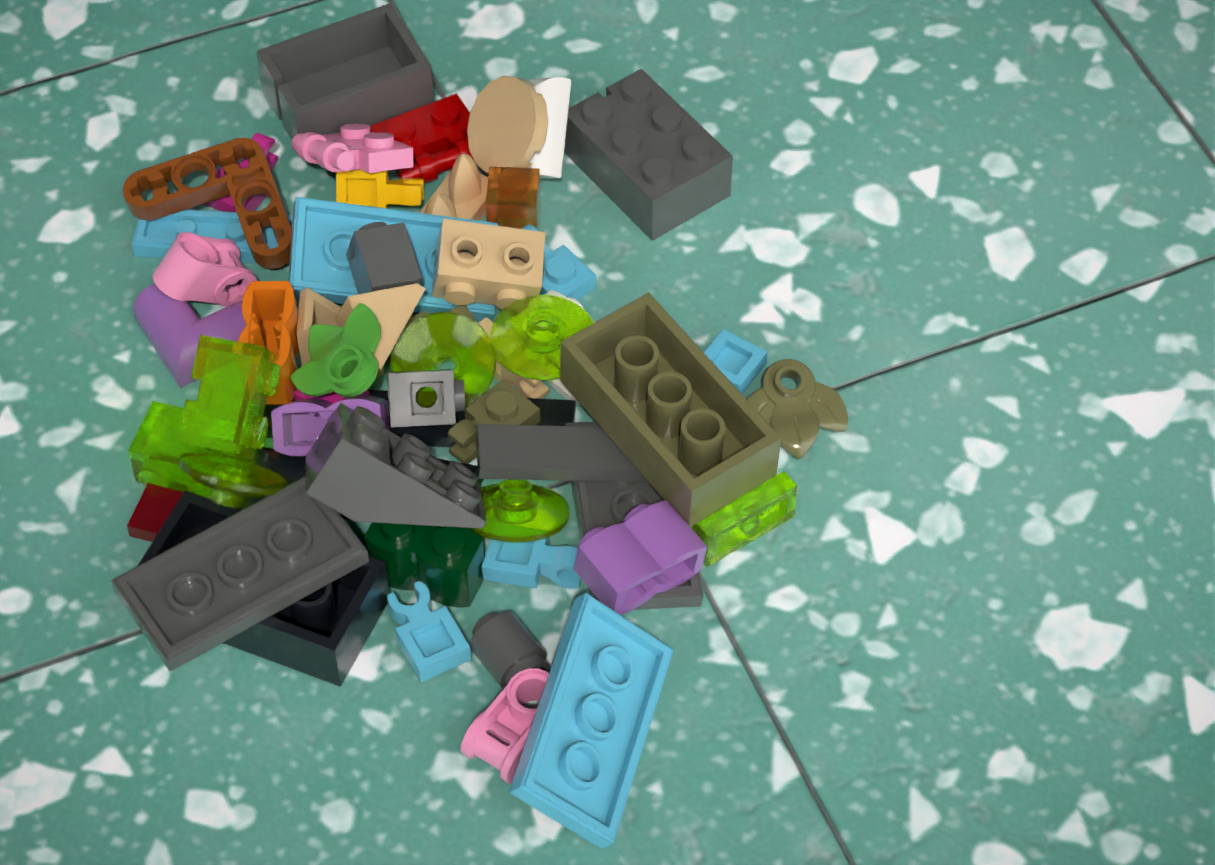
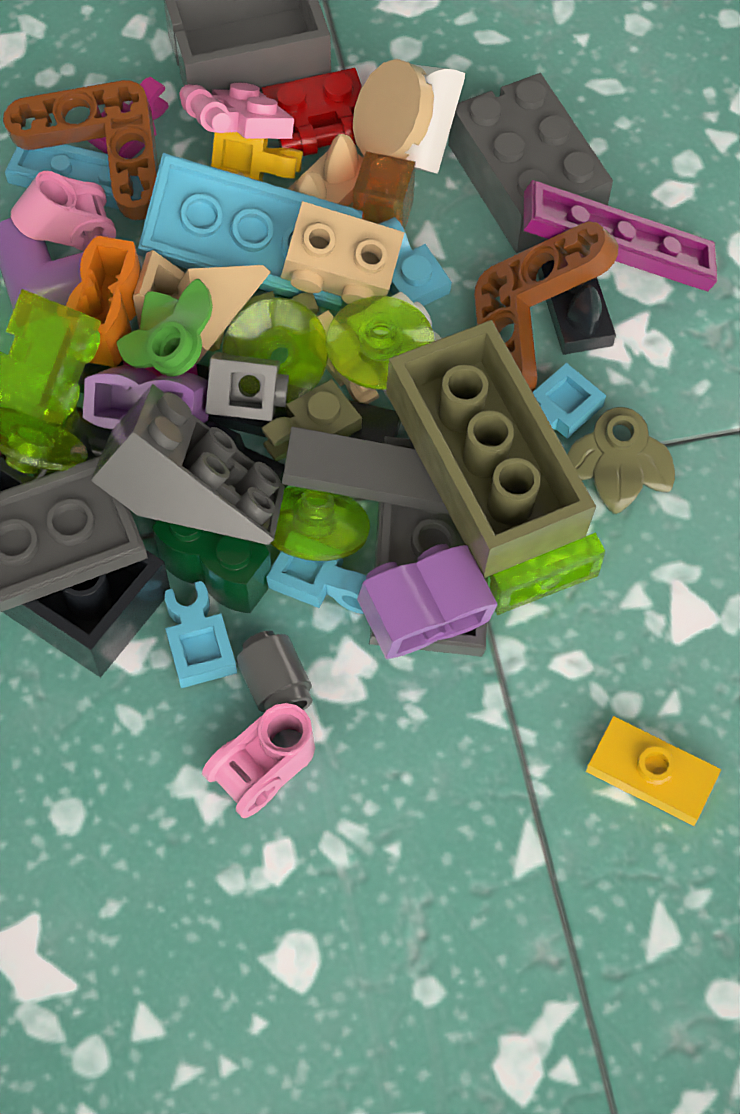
camera: 10 degrees right, 10 degrees up
(382, 257) = (234, 232): dark grey brick -> none
(592, 721) = (339, 772): medium azure tile -> none
(659, 257) = (514, 280): none -> dark orange beam
(719, 274) = (579, 316): none -> black tile
(749, 205) = (640, 240): none -> magenta tile
(883, 674) = (653, 770): none -> yellow plate

